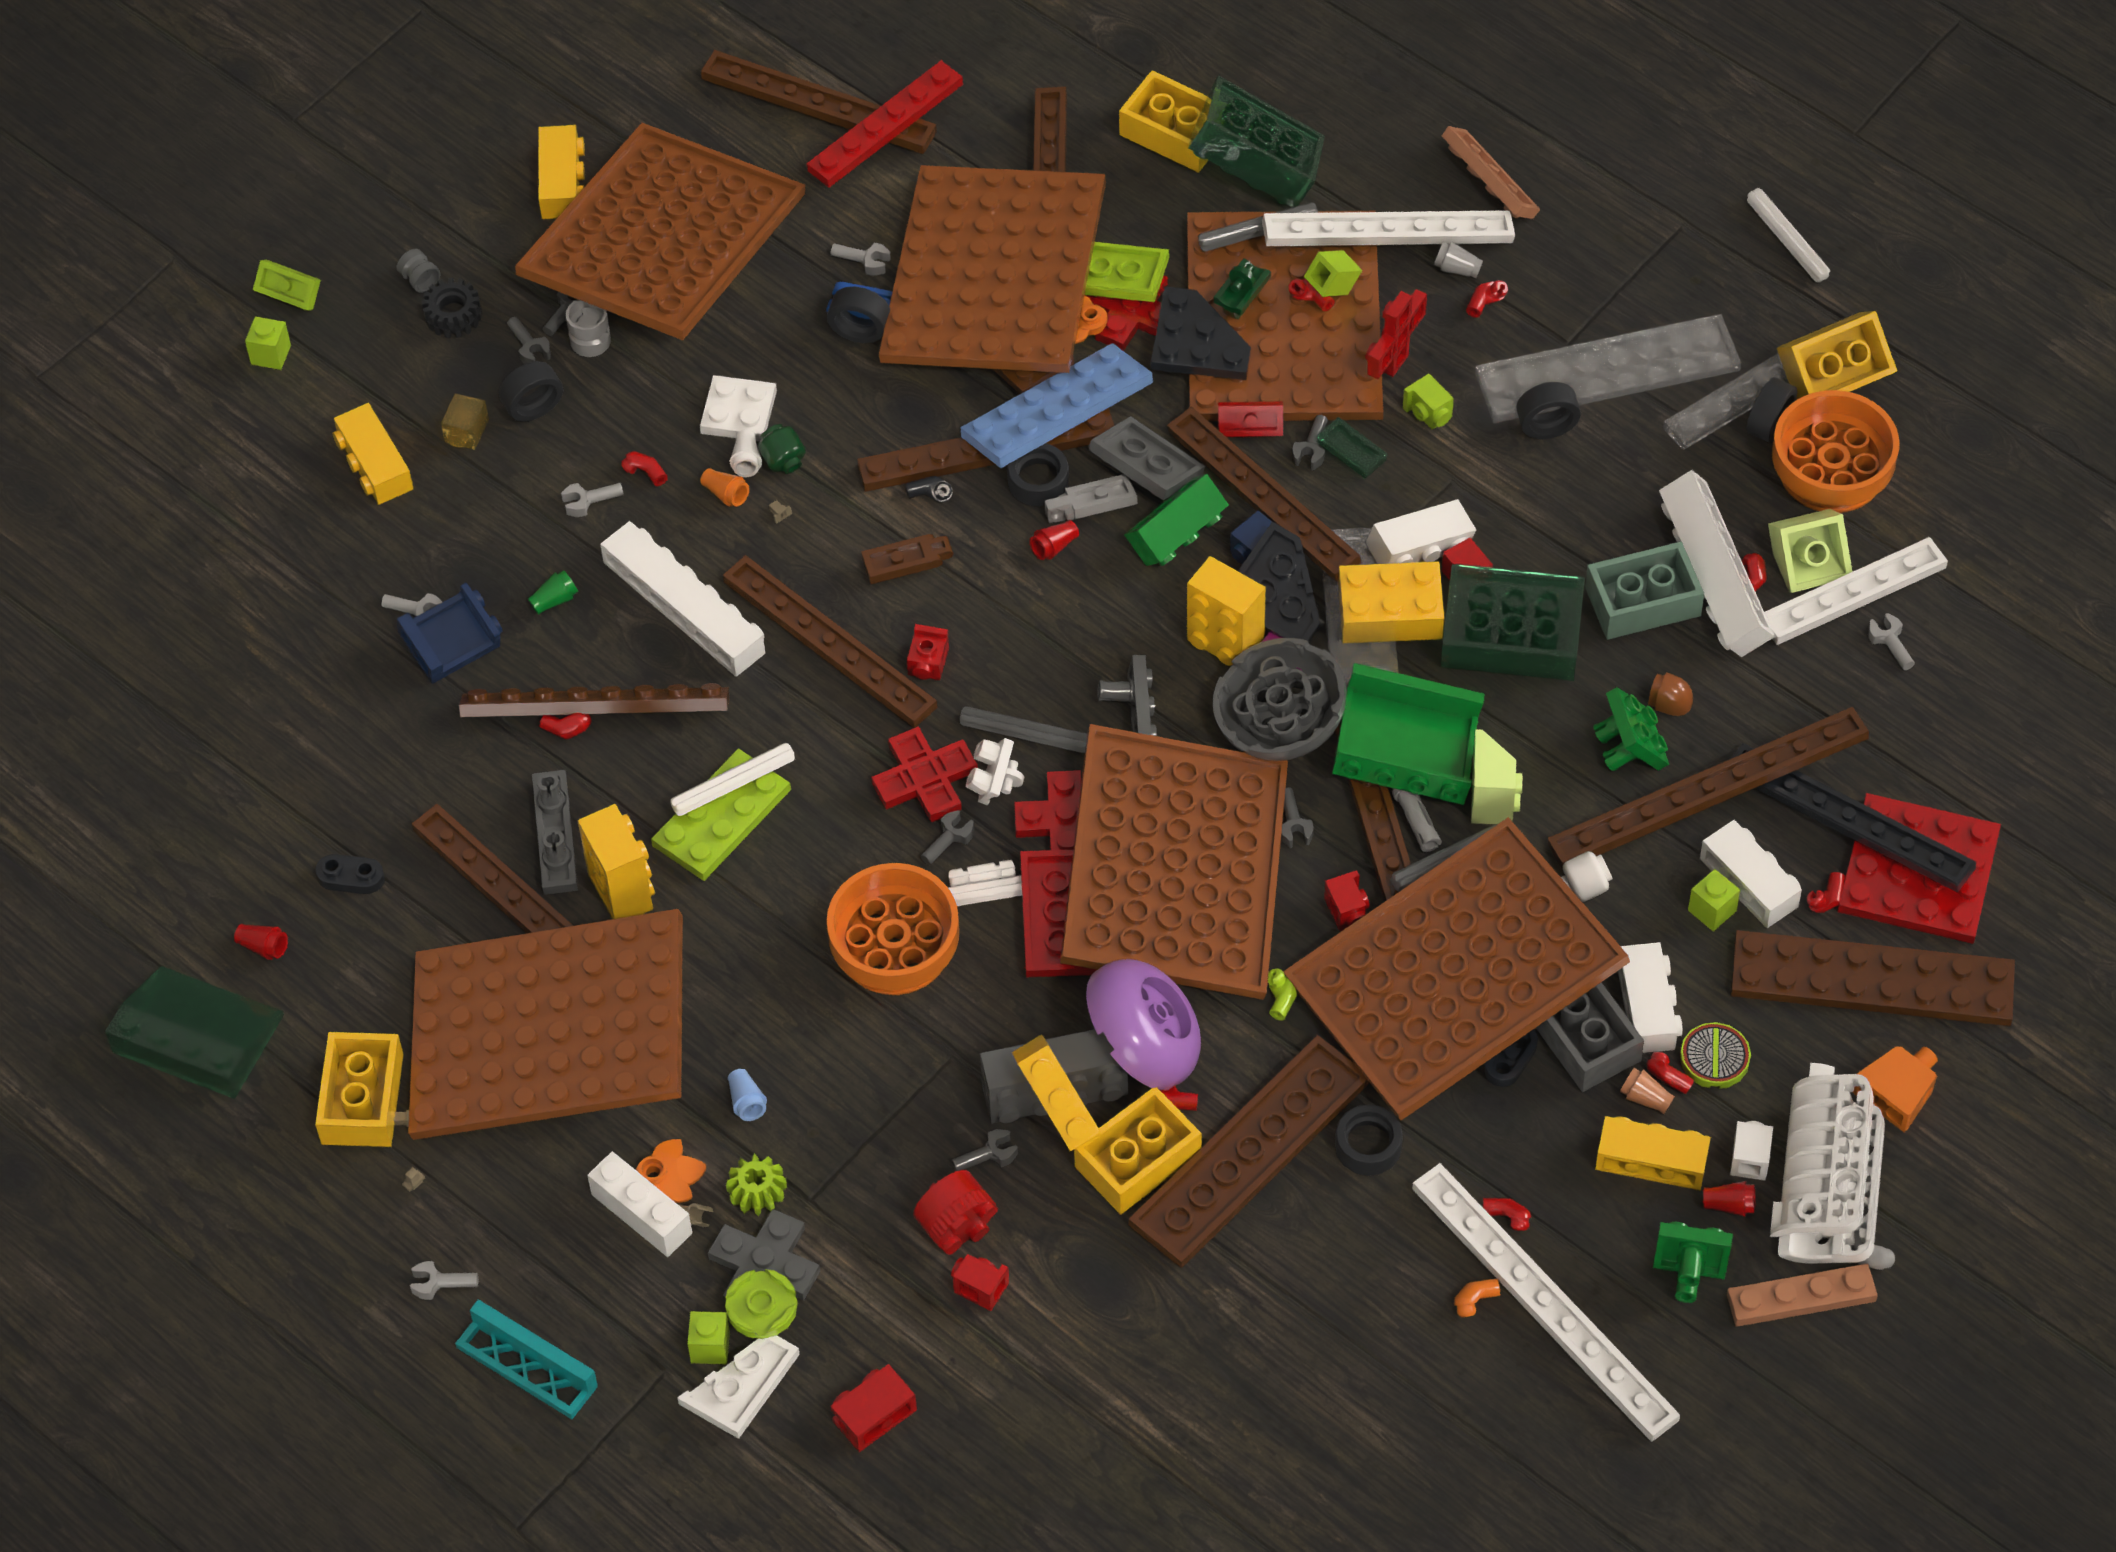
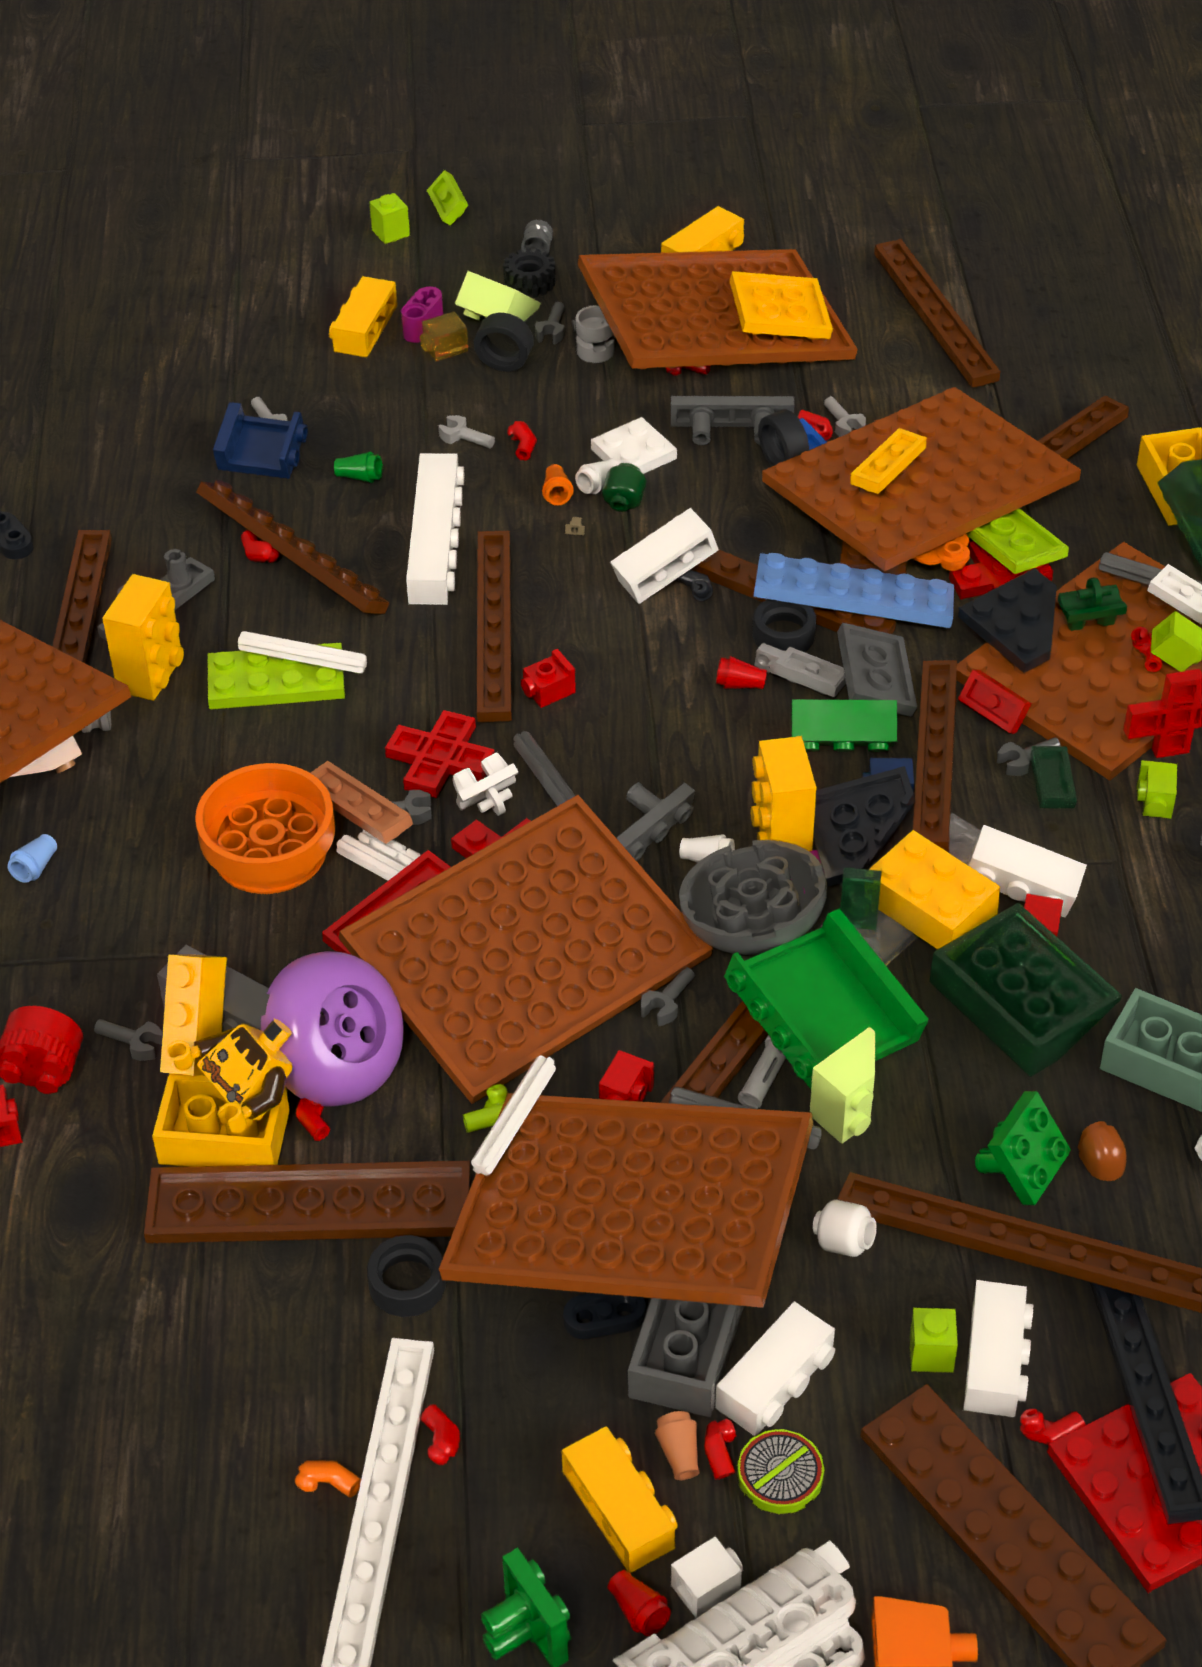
camera: 45 degrees right, 10 degrees down
(420, 420) = (422, 306): none -> magenta beam
(465, 358) = (485, 297): none -> yellowish green slope
(715, 190) = (780, 305): none -> yellow plate
(786, 309) = (724, 411): none -> dark grey plate
(851, 275) = (818, 422): none -> red arm
(884, 124) = (961, 346): red plate -> none
(892, 484) = (664, 555): none -> white brick
(905, 557) = (618, 611): reddish brown hinge -> none
(937, 856) = (363, 804): none -> nougat plate
(974, 275) = (888, 461): none -> yellow plate
(1140, 1096) = (242, 1067): none -> torso
(1195, 693) = (698, 848): none -> white cone
(1315, 980) = (513, 1115): none -> white axle
(1358, 643) = (861, 897): none -> clear green plate

